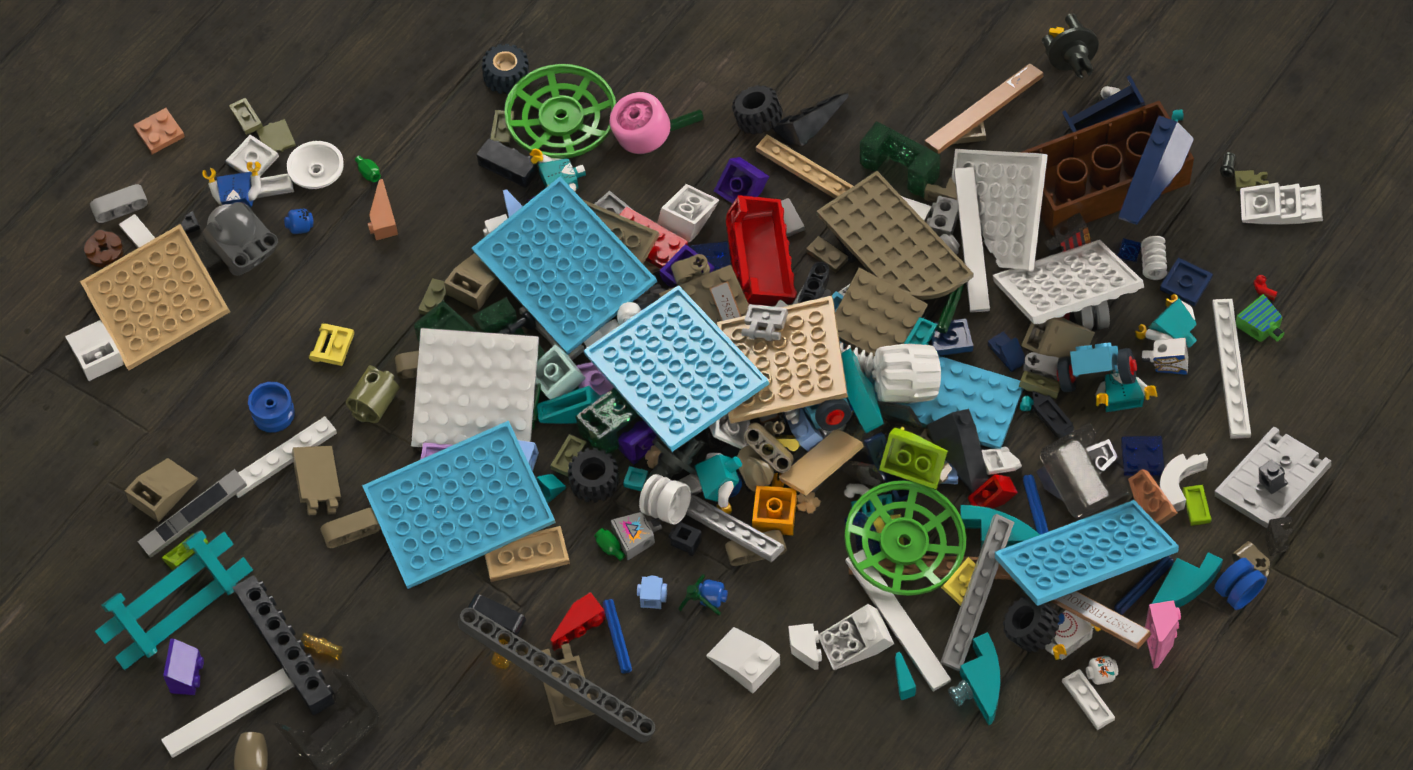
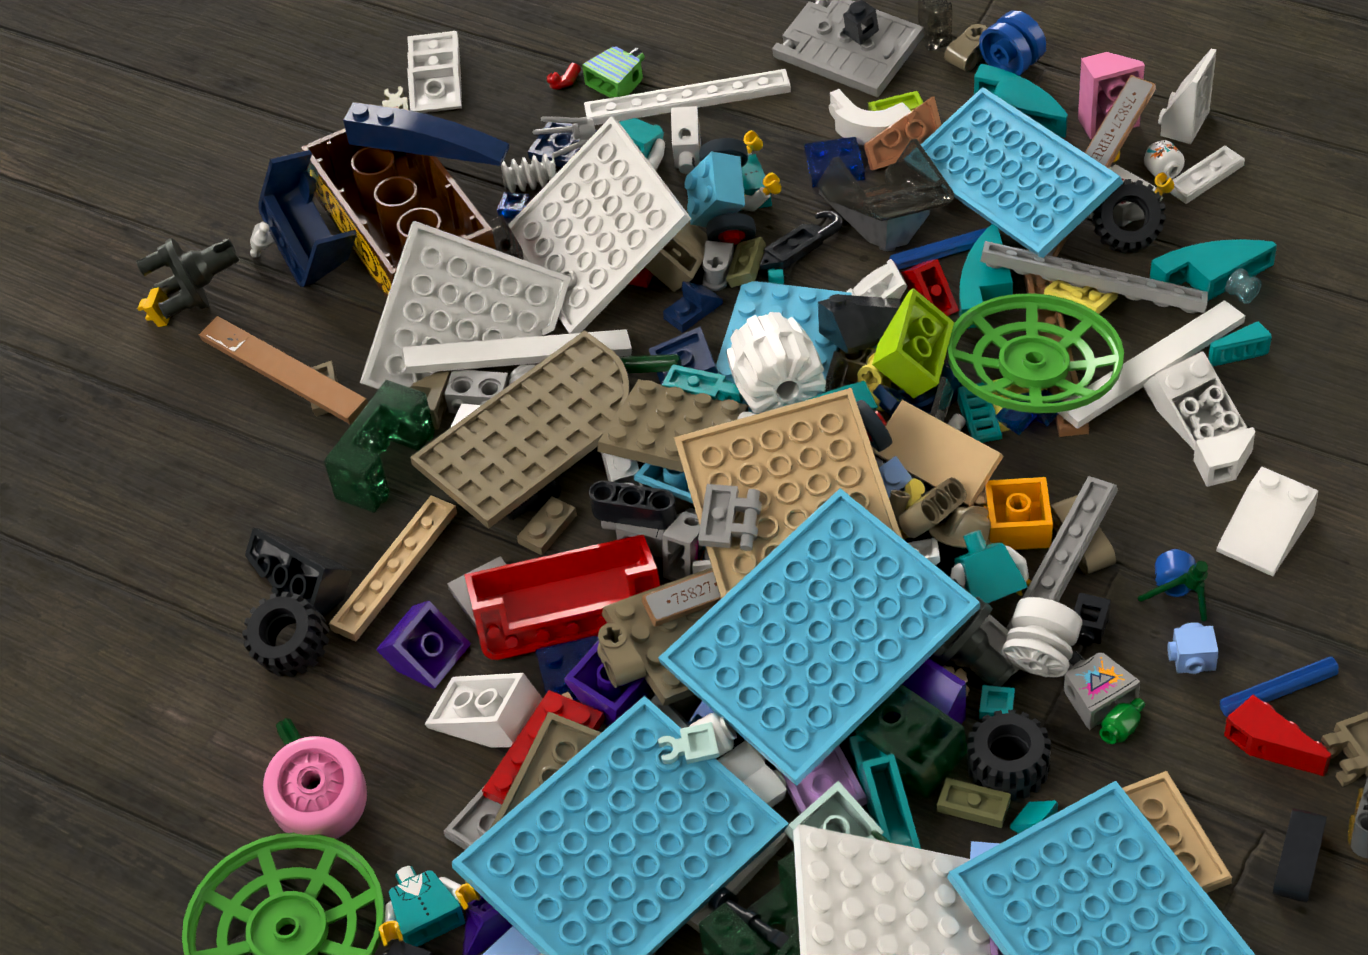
camera: 95 degrees left, 10 degrees down
(616, 300) = (696, 744): none -> light aqua plate
(1151, 694) = (1190, 103): none -> white slope
(1187, 289) = (581, 127): none -> light grey plant

